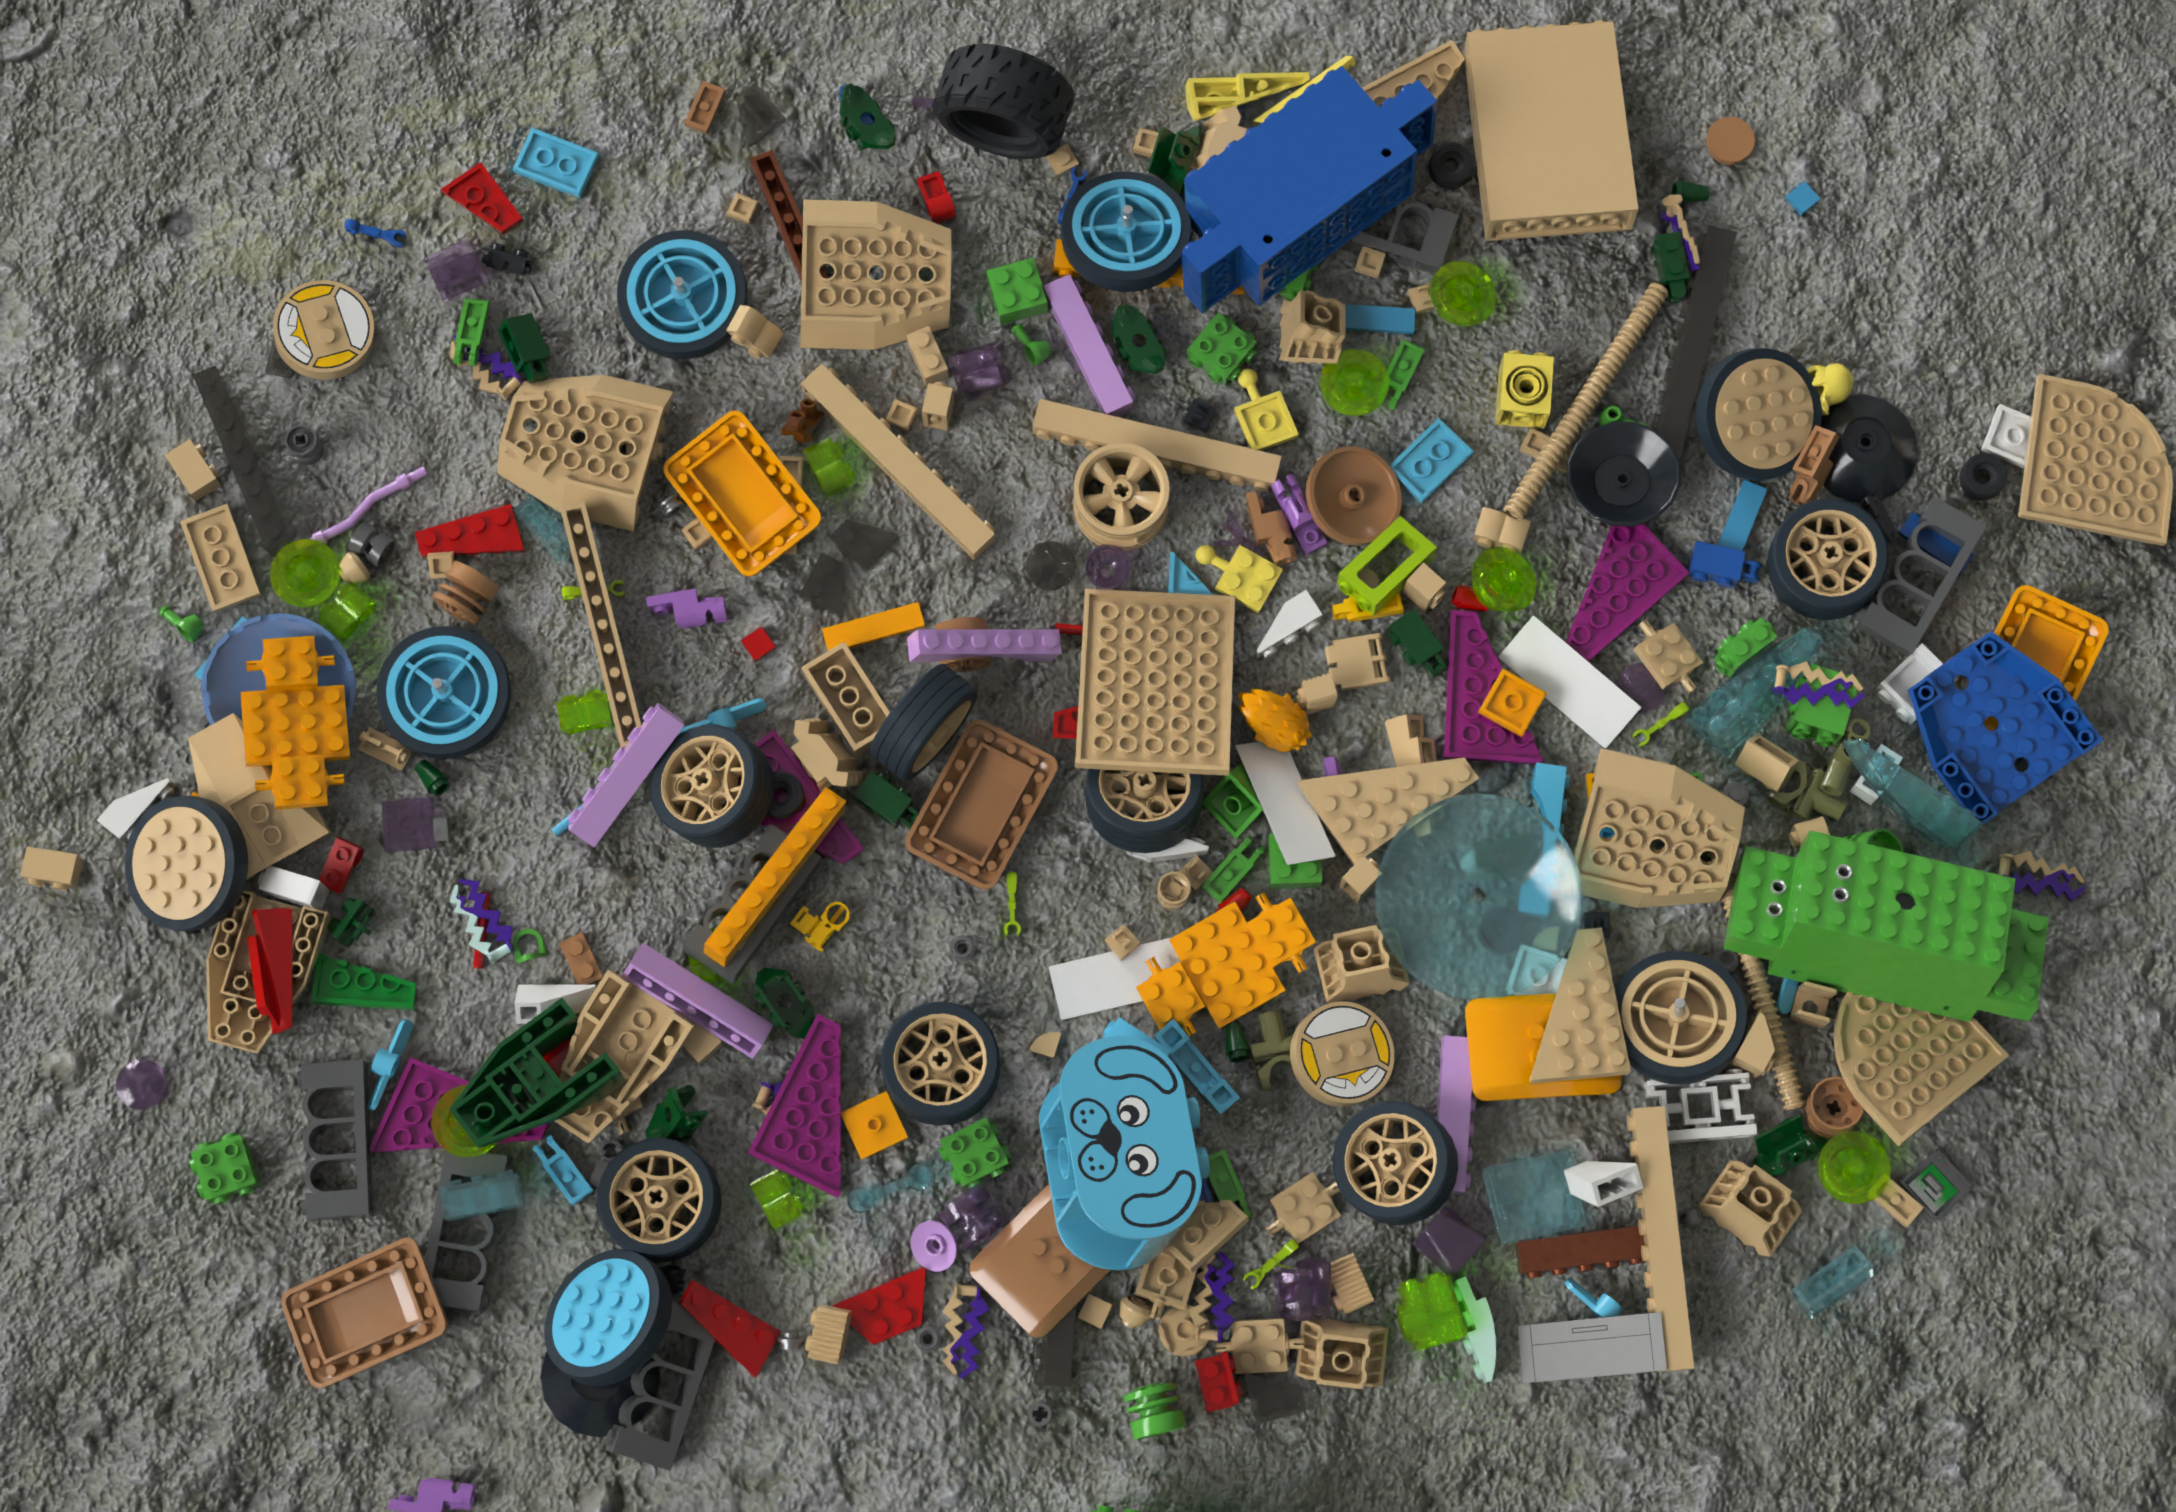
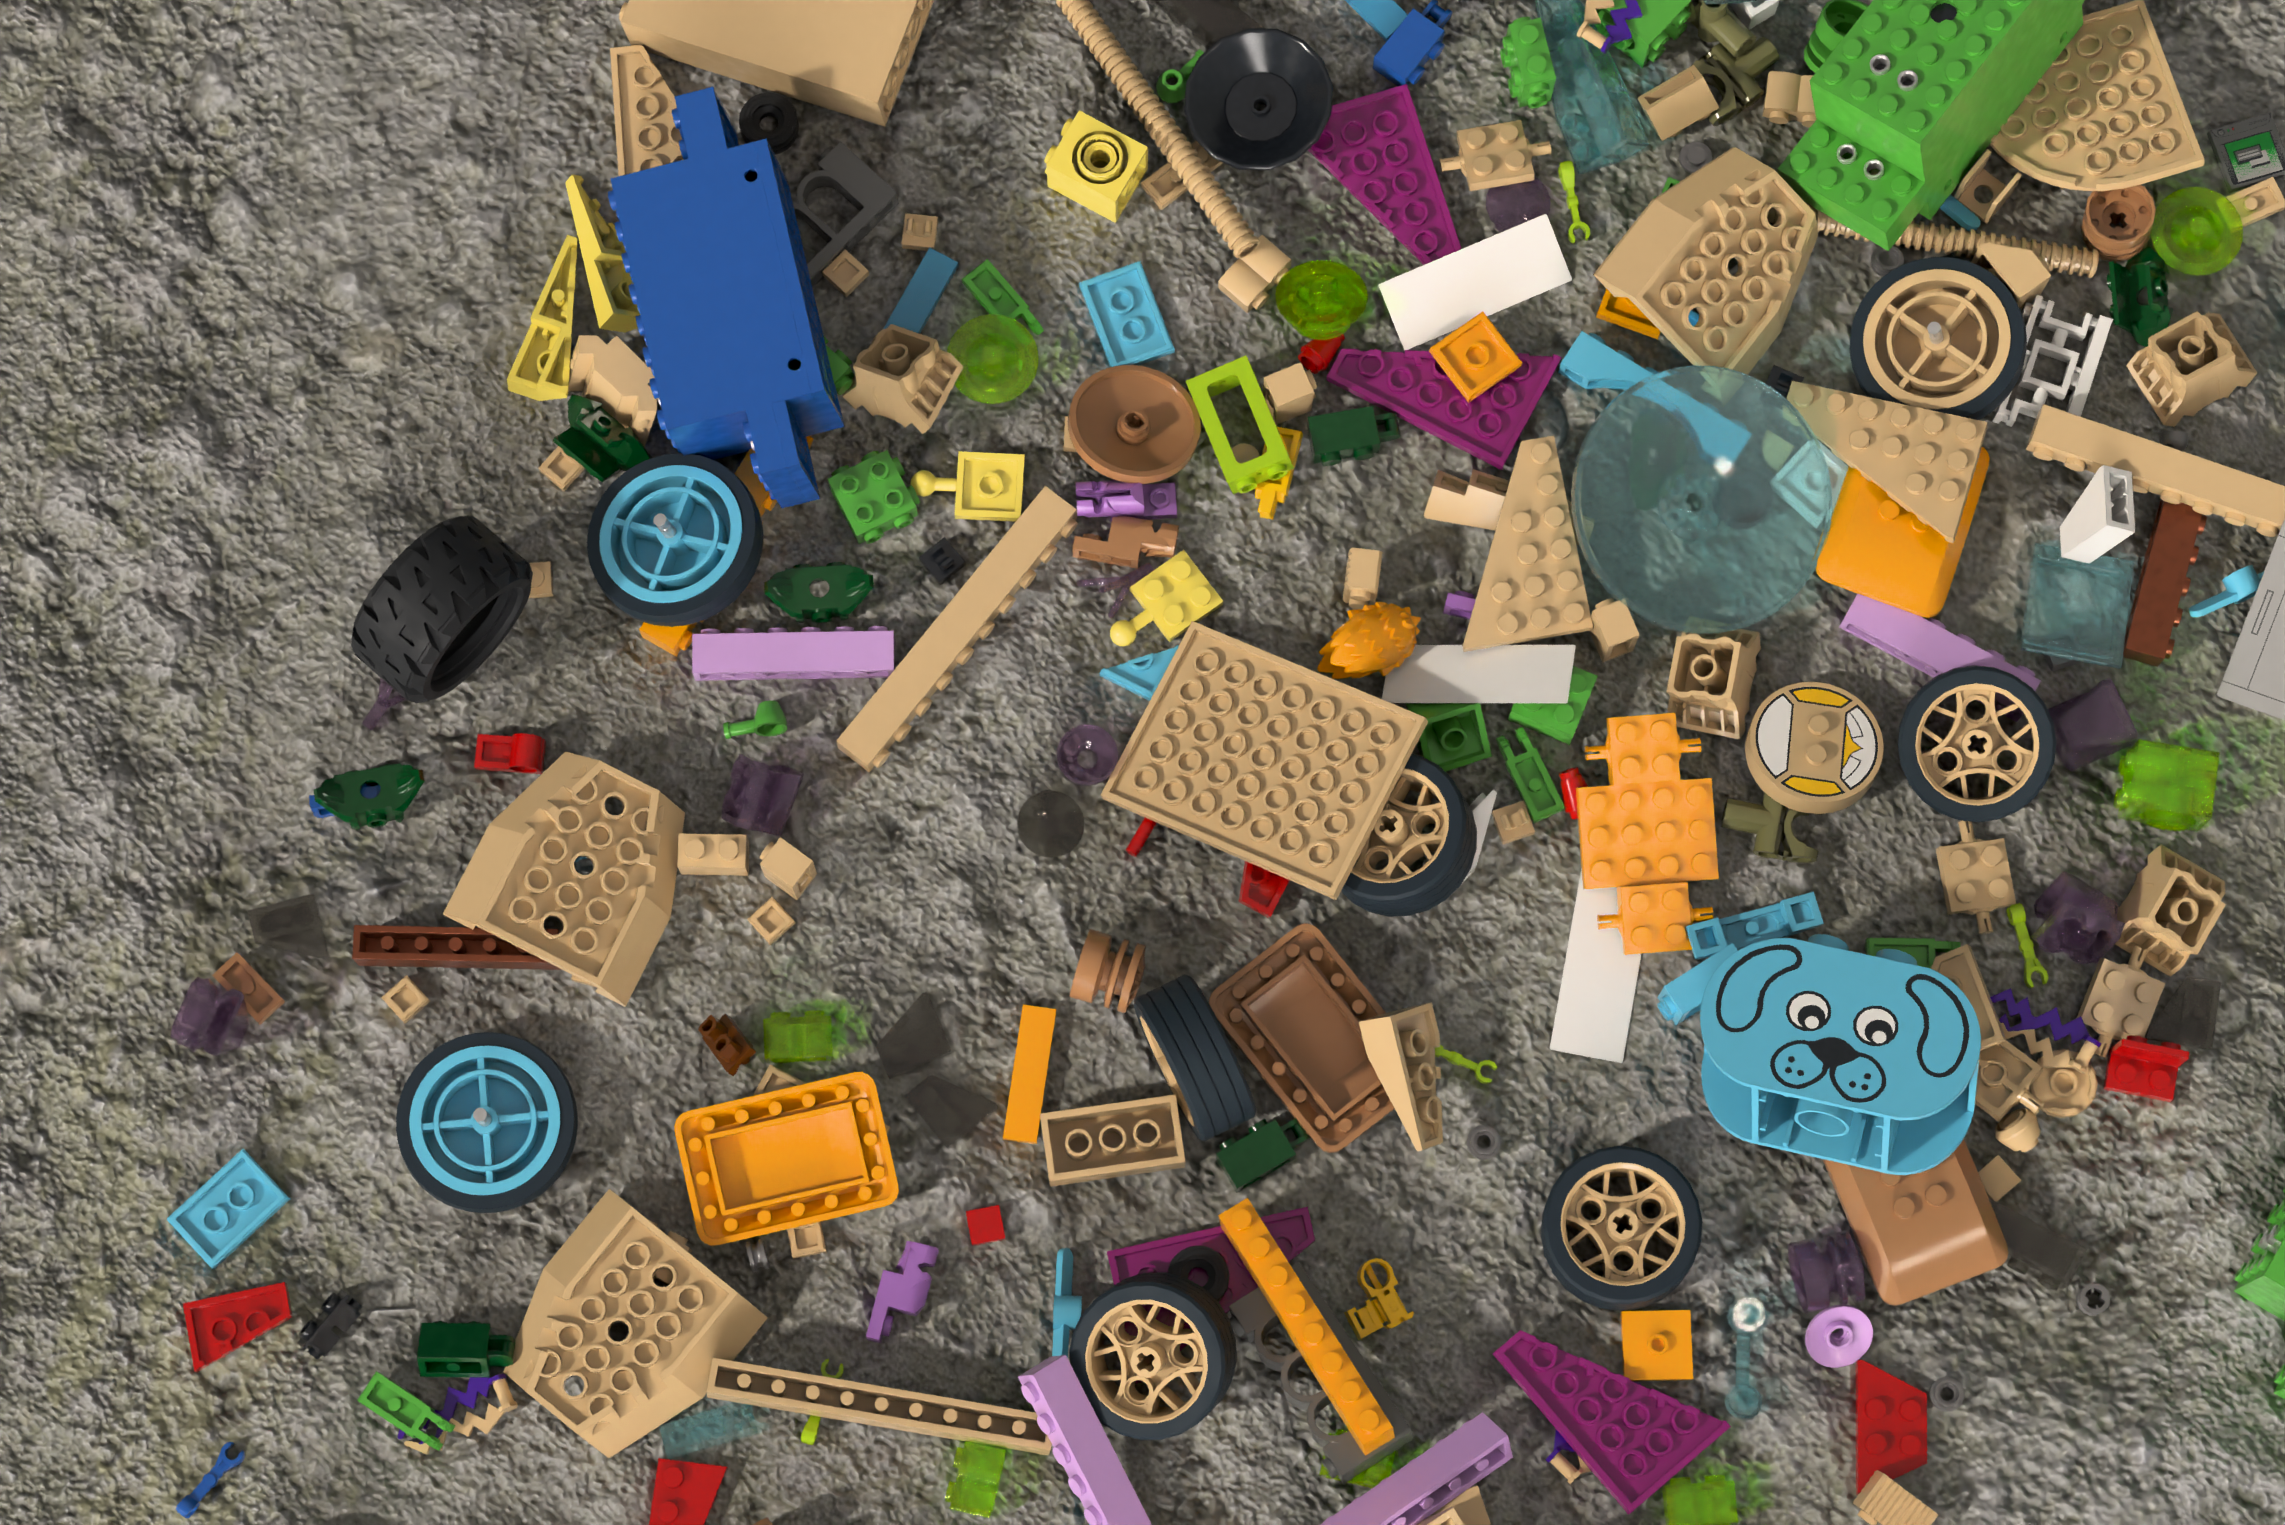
camera: 65 degrees left, 0 degrees up
(456, 270) = (310, 1396): clear purple slope -> none
(670, 90) = (211, 1018): none -> clear purple piece
(754, 332) = (582, 1053): tan brick -> none
(772, 984) = (1428, 1388): dark green piece -> none
(825, 755) = (1173, 1202): tan slope -> none
(898, 462) = (831, 950): tan brick -> none
(947, 644) = (1125, 944): lavender arch -> none
(964, 1339) = (1964, 1350): piece -> none
(975, 1153) = (1746, 1237): bright green brick -> none
(989, 866) = (1403, 1057): none -> tan wedge
(1017, 291) = (681, 708): bright green brick -> none
(1046, 1044) = (1646, 1093): tan tile -> none
(1076, 181) = (604, 605): blue piece -> none
(1122, 942) = (1560, 947): tan tile -> none
(1138, 463) = (984, 653): tan wheel -> none
(1154, 1410) = (2159, 1160): bright green wheel -> none
(1173, 890) = (1527, 856): tan wheel -> none
(1236, 1043) = (1745, 867): dark green cone -> none
(1294, 618) = (1252, 568): white slope -> none
(1349, 1285) = (2094, 863): tan brick -> none
(1357, 662) = (1339, 515): tan plate -> none
(1462, 293) = (942, 182): clear neon green wheel -> none
(1482, 1340) = (2211, 735): light aqua slope -> none

